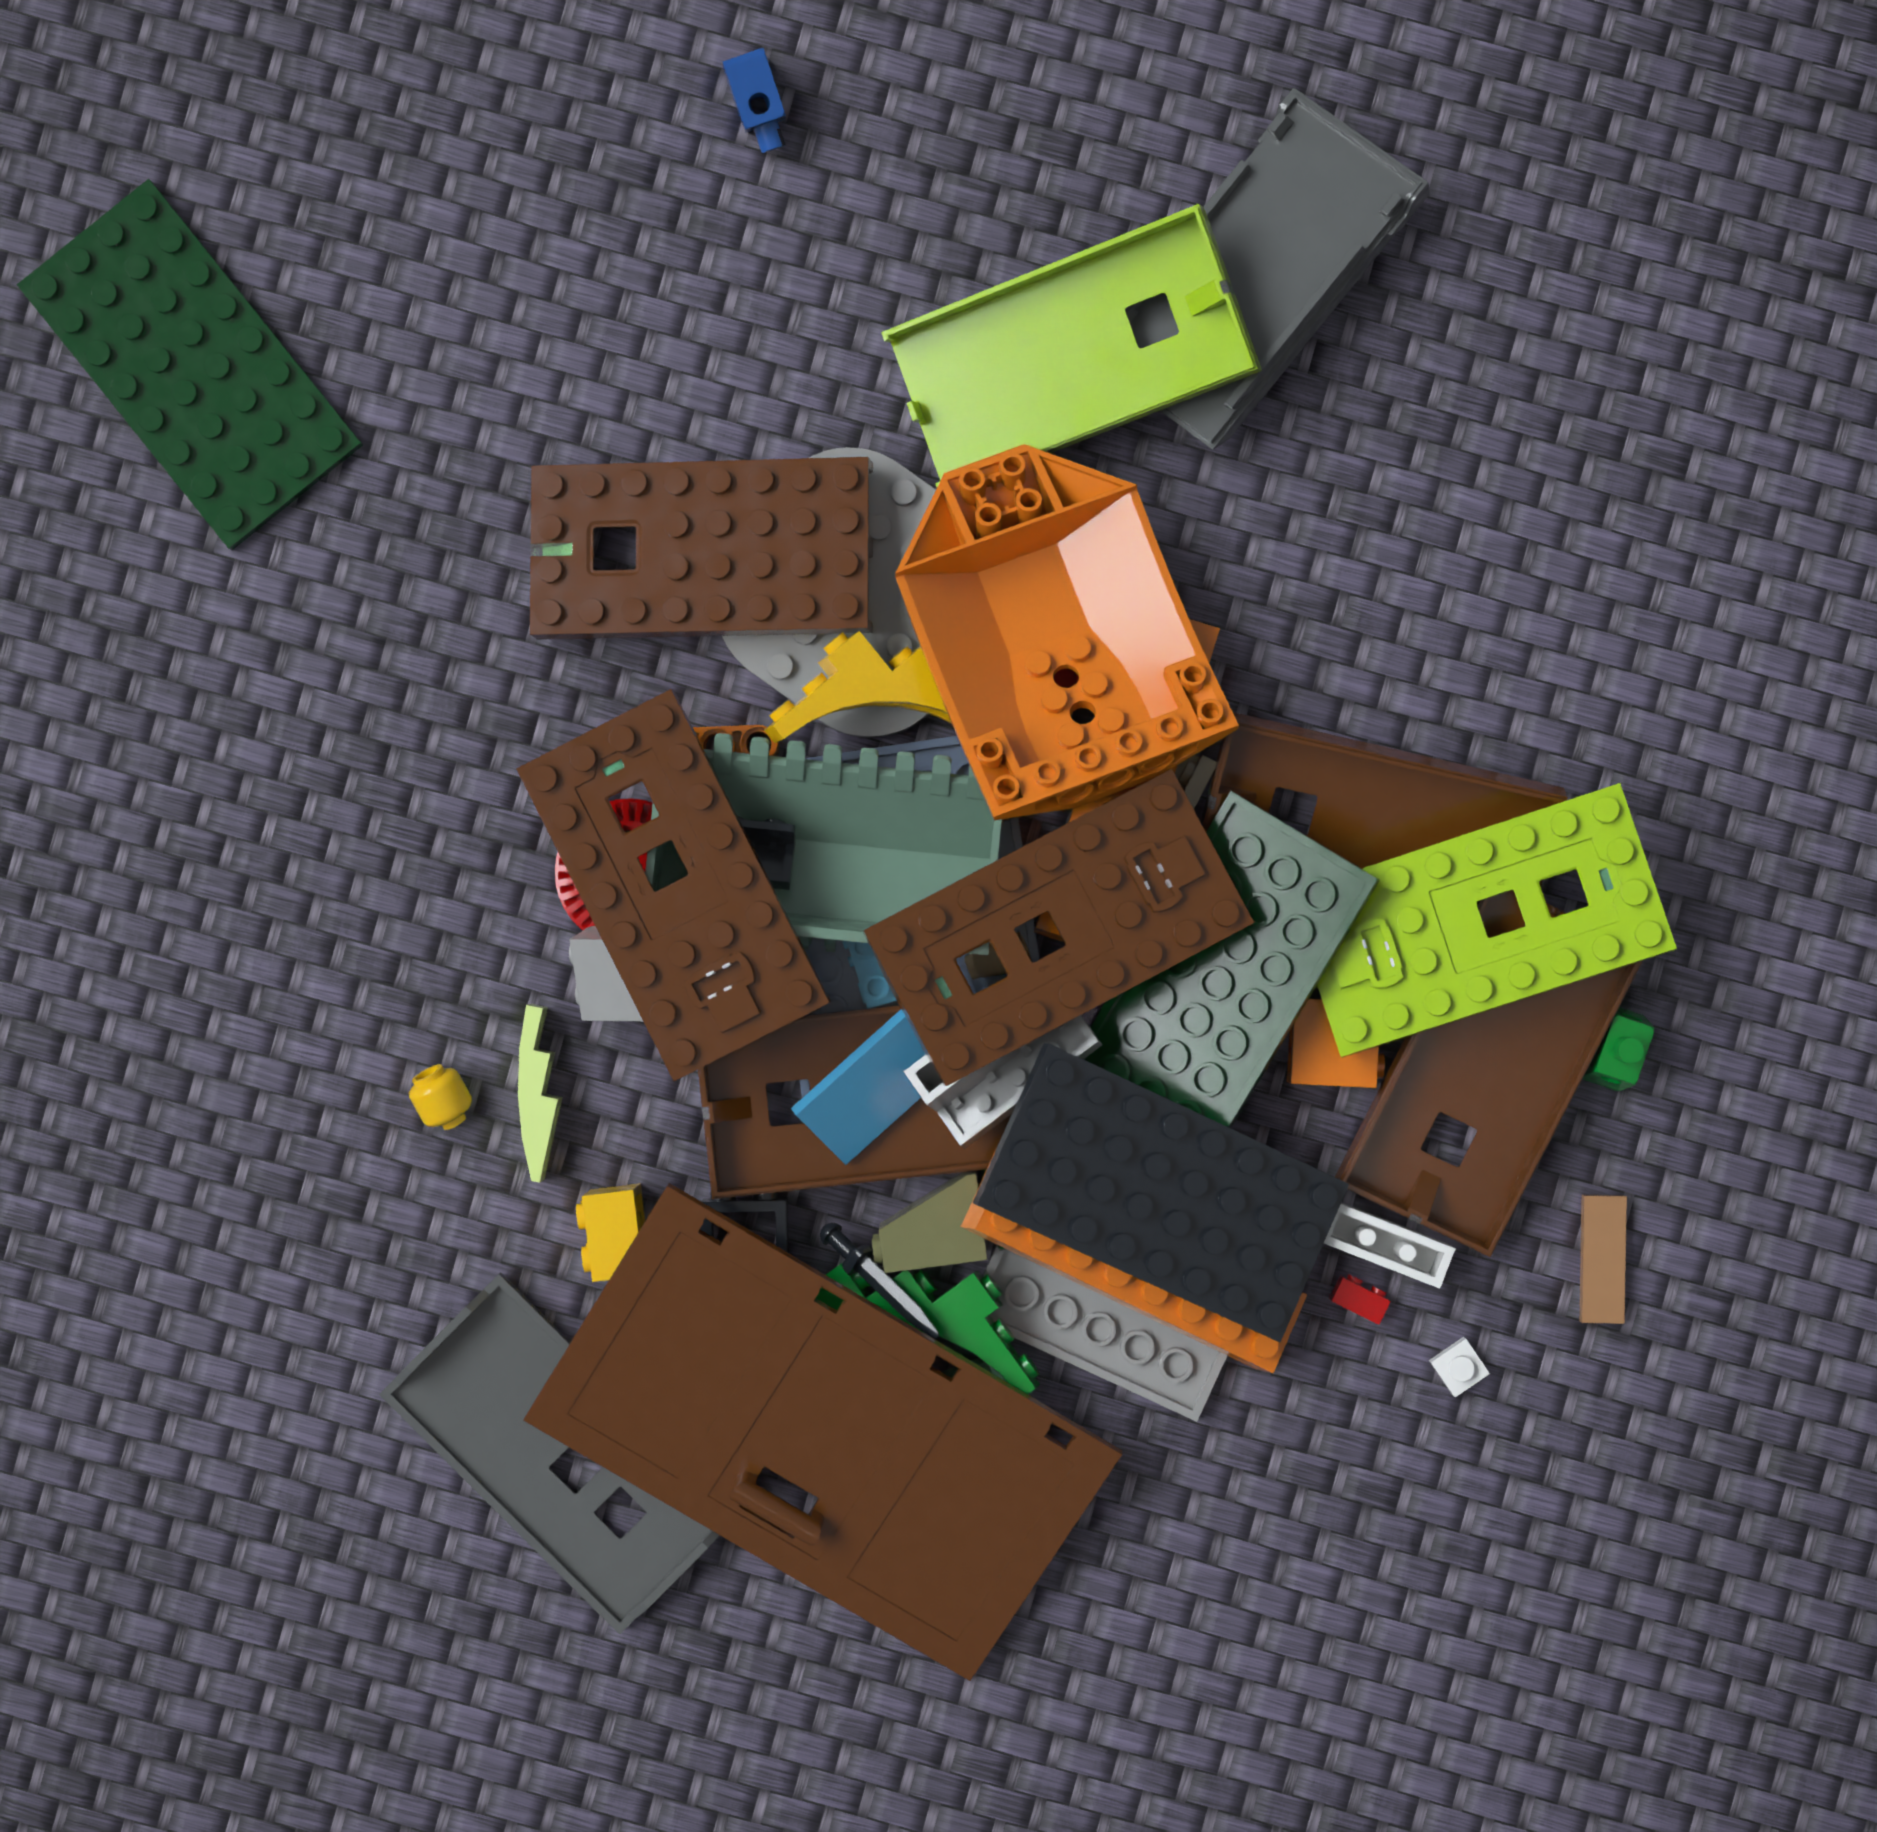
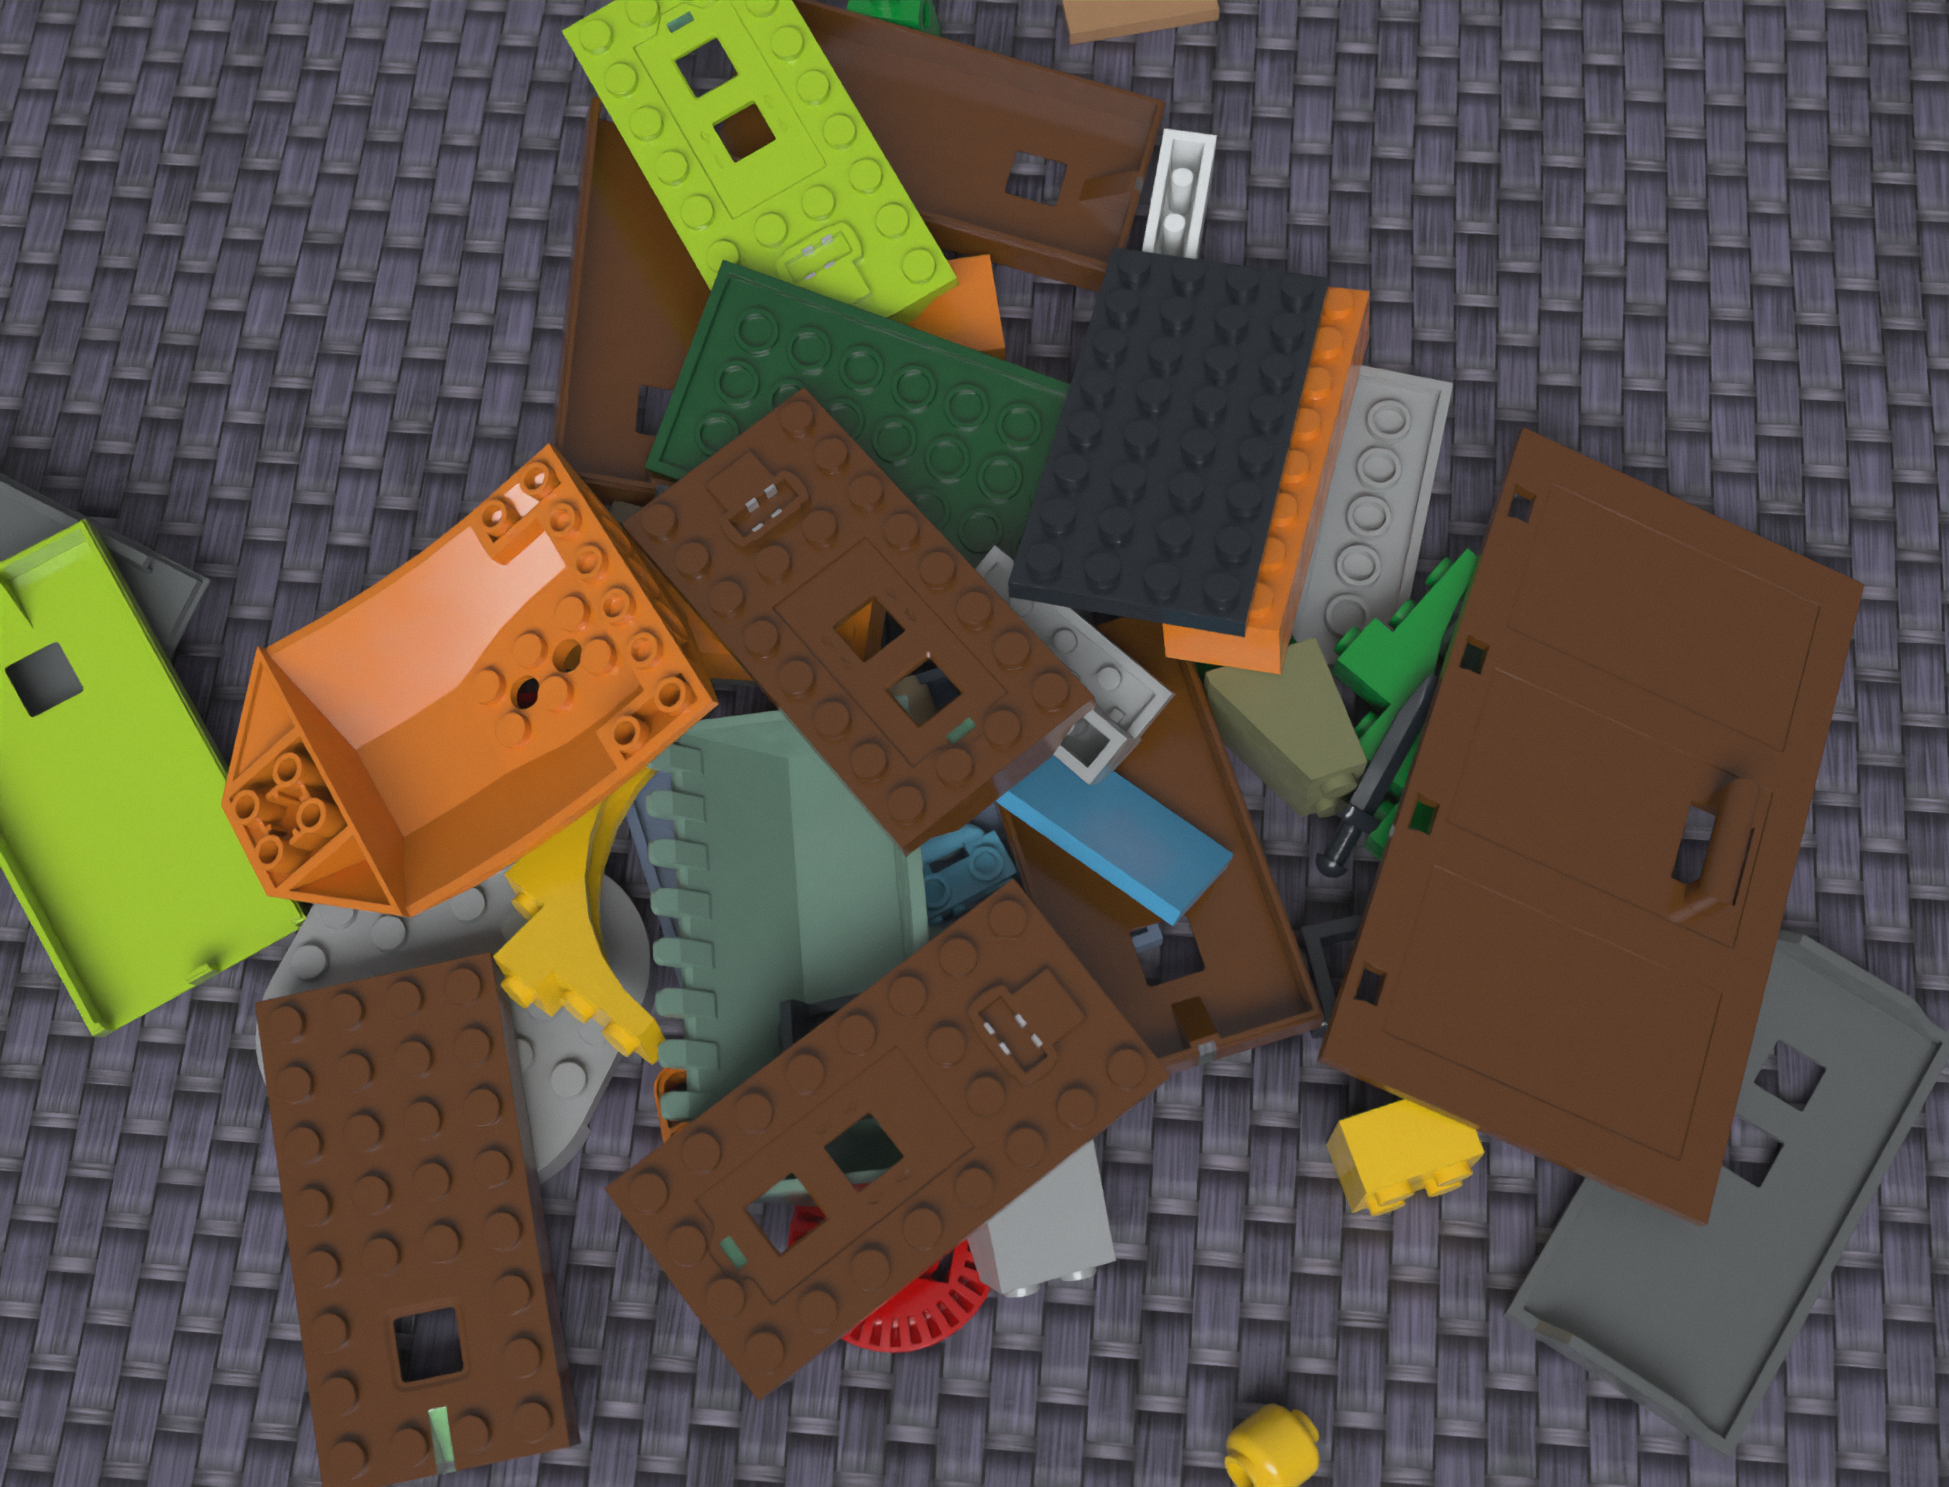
camera: 100 degrees left, 20 degrees down
(537, 1109) = (1256, 1304): yellowish green slope -> none
(1359, 1299) = (1254, 235): red piece -> none
(1459, 1367) = (1305, 125): white plate -> none

